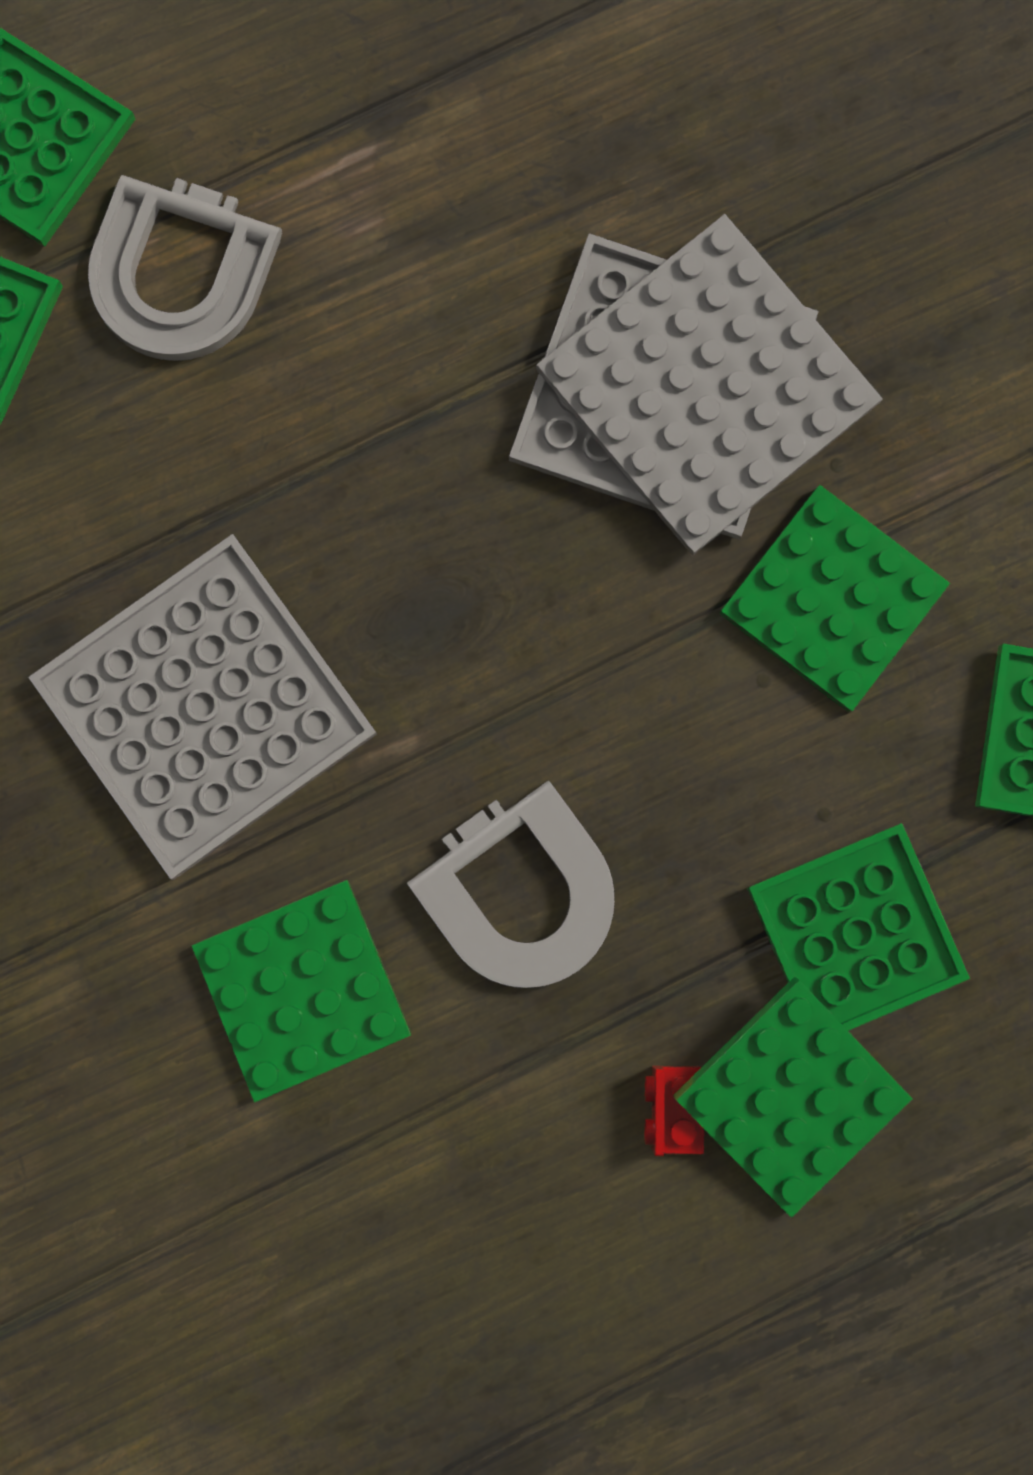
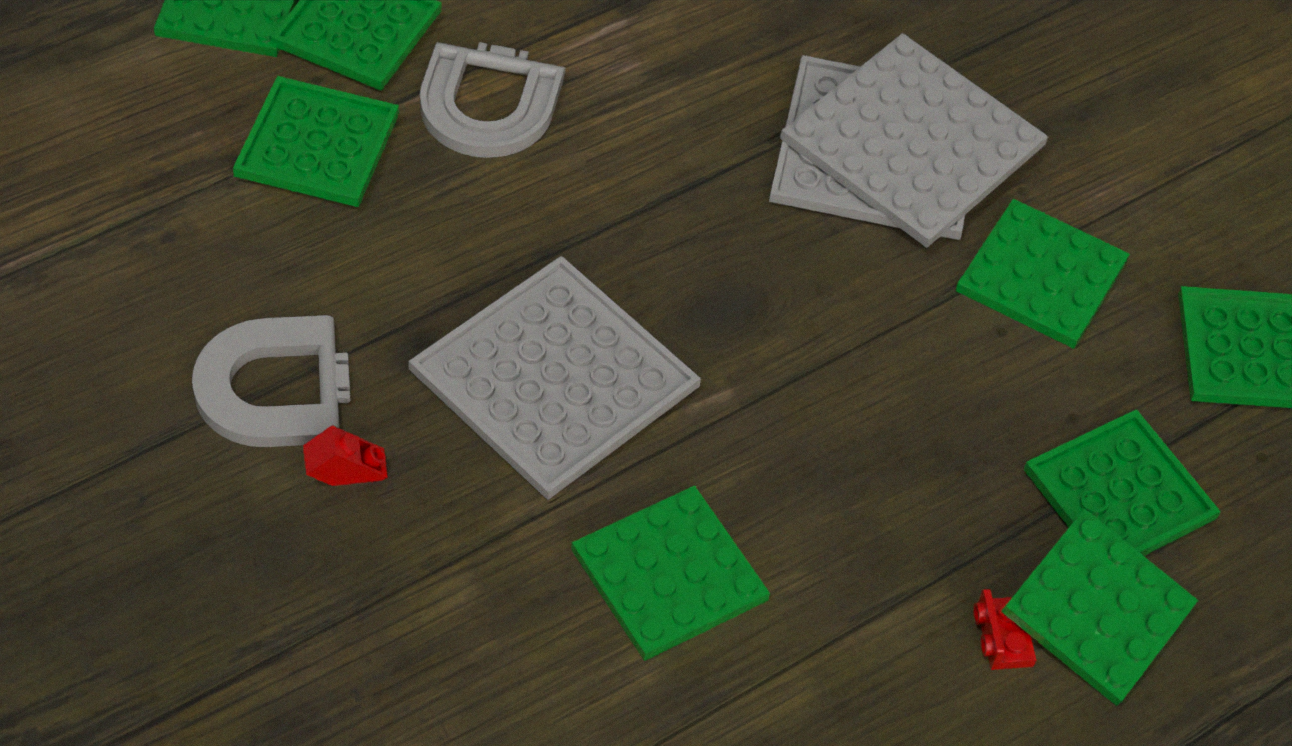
camera: 10 degrees left, 30 degrees down
(575, 857) = (817, 526): light grey piece -> none

